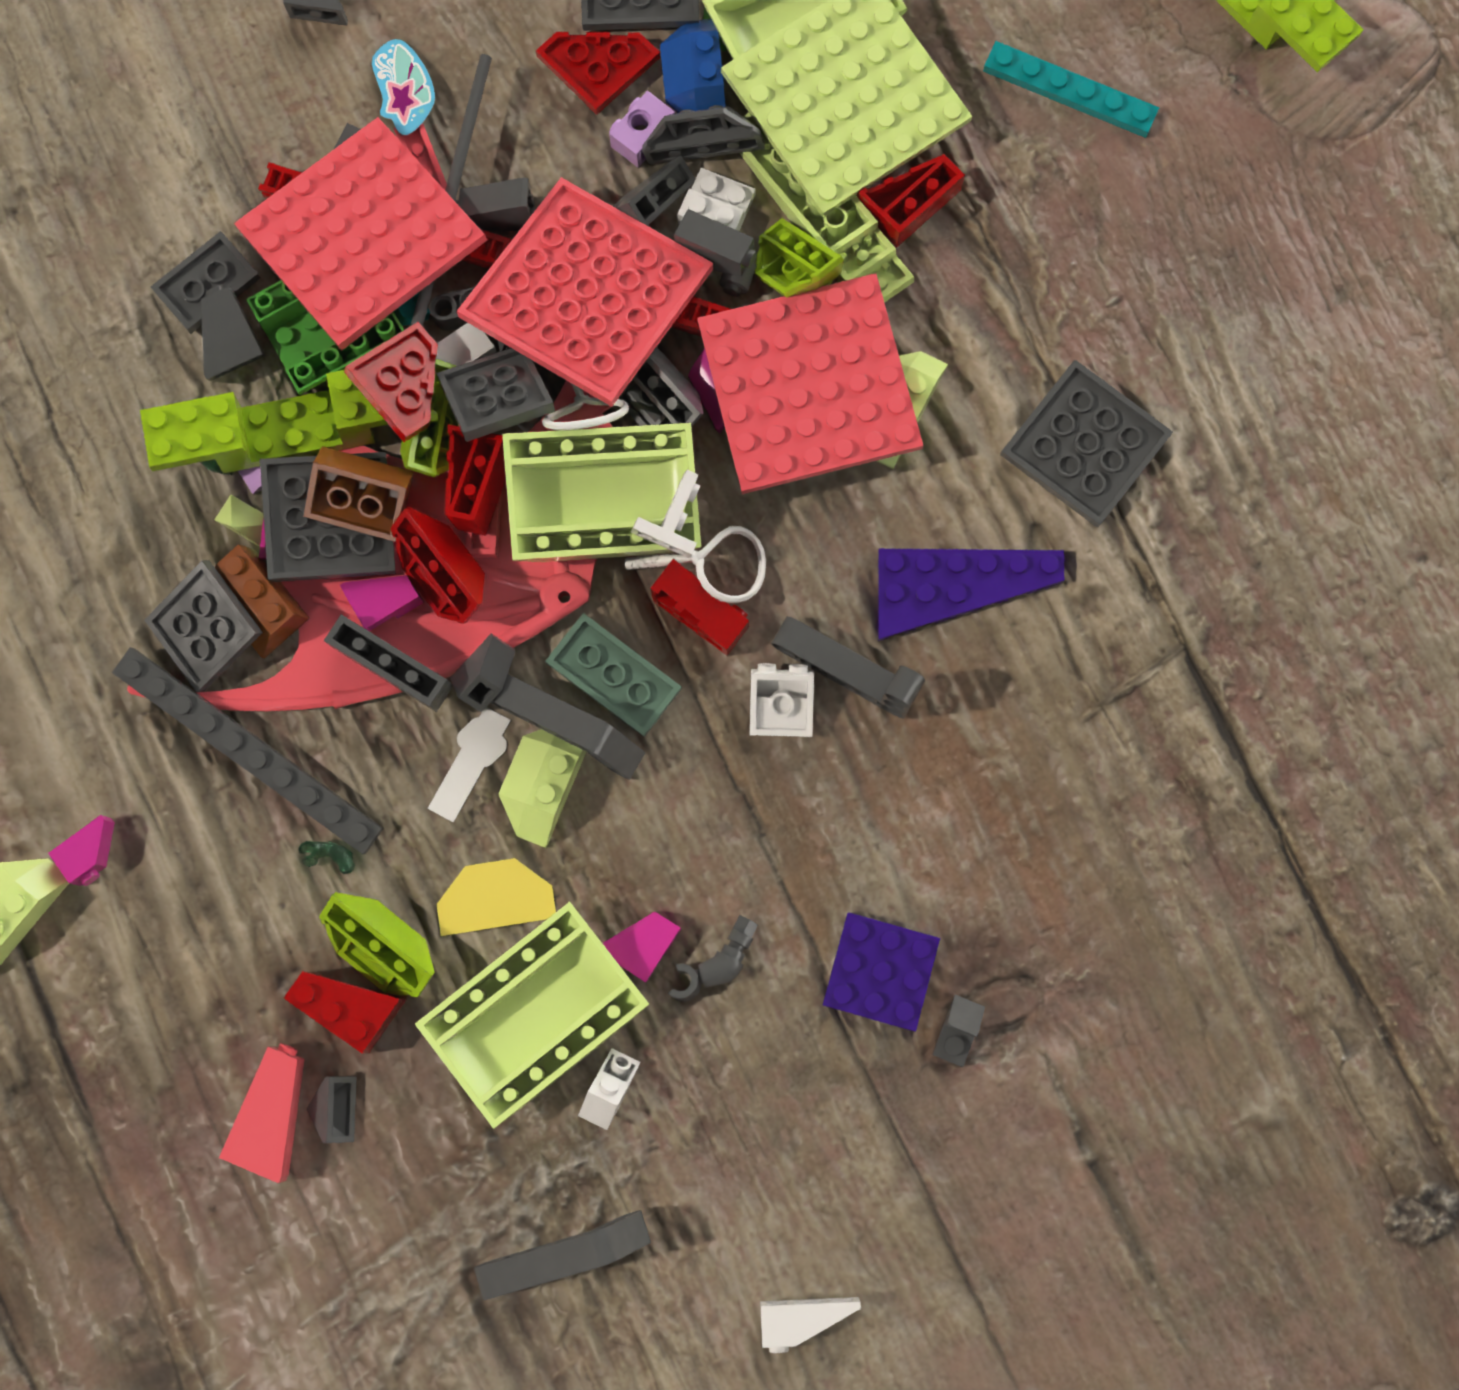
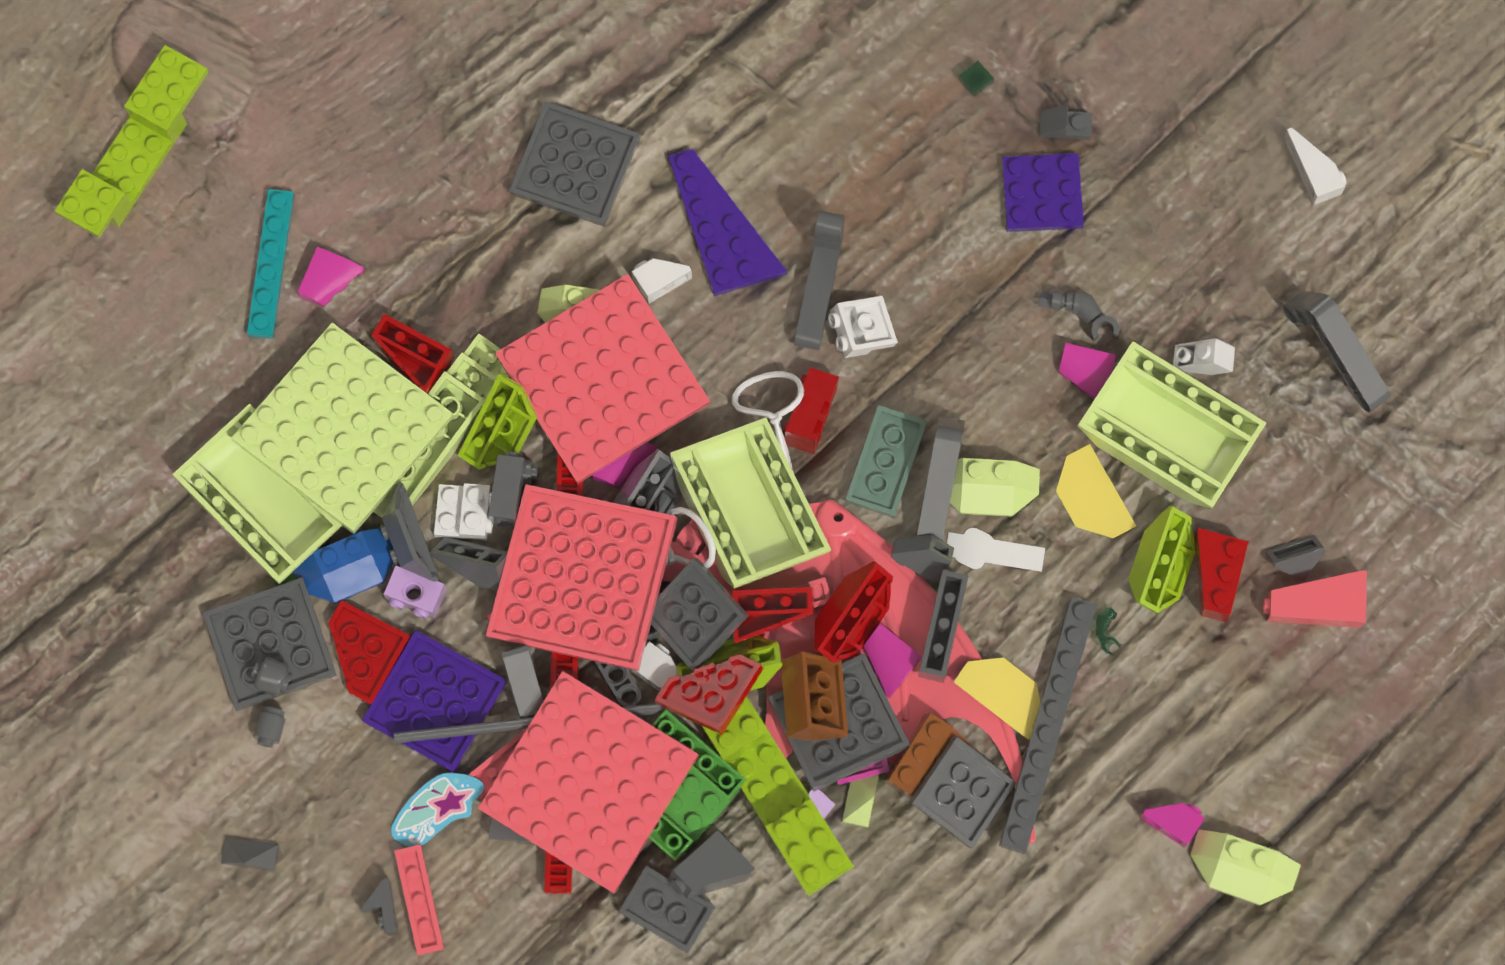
camera: 110 degrees left, 5 degrees down
(302, 713) = (1003, 691): none -> light yellow sticker
(313, 42) = (419, 900): none -> coral plate
(523, 116) = (434, 690): none -> dark purple plate
(673, 520) = (752, 439): white bracket -> none
(916, 490) = (659, 277): none -> white slope
(1035, 140) = (327, 276): none -> dark pink slope
(1050, 941) = (976, 78): none -> clear green plate

